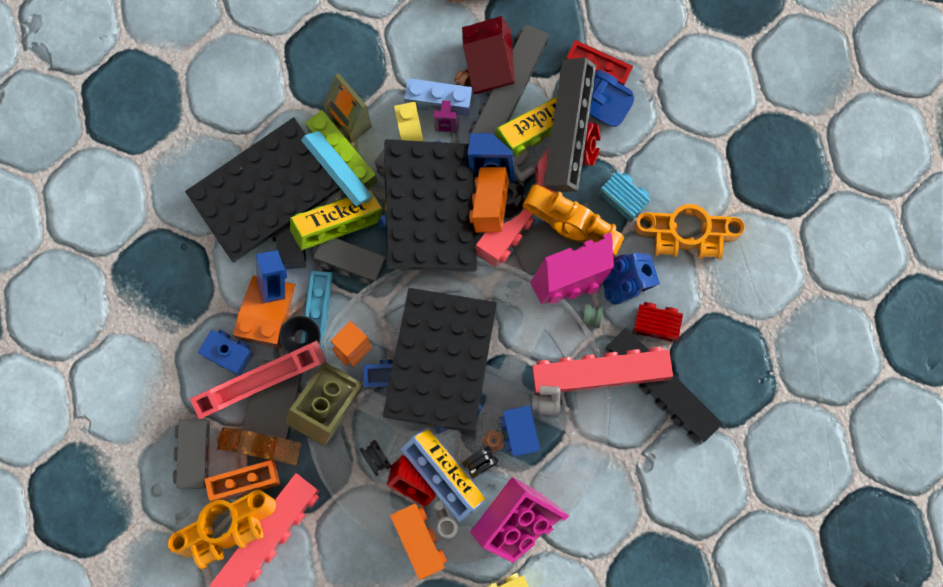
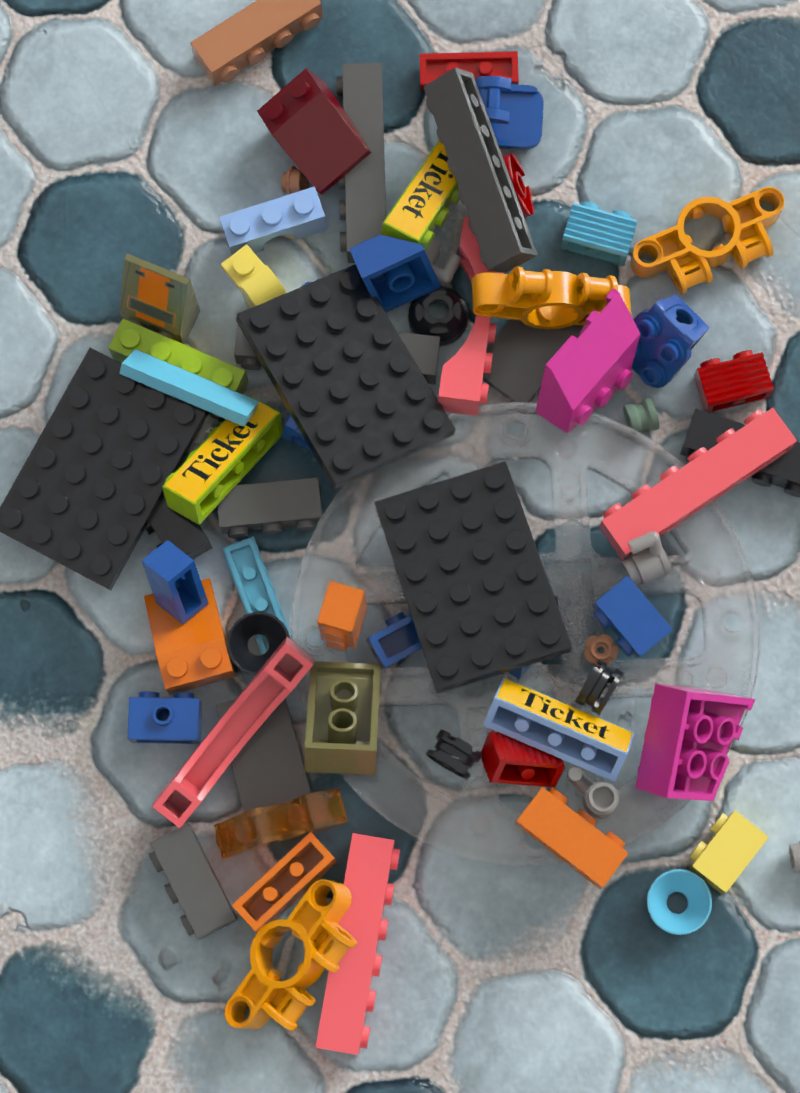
camera: 25 degrees left, 0 degrees up
(445, 119) = (301, 248): magenta plate -> none
(489, 199) = (423, 326): orange brick -> none

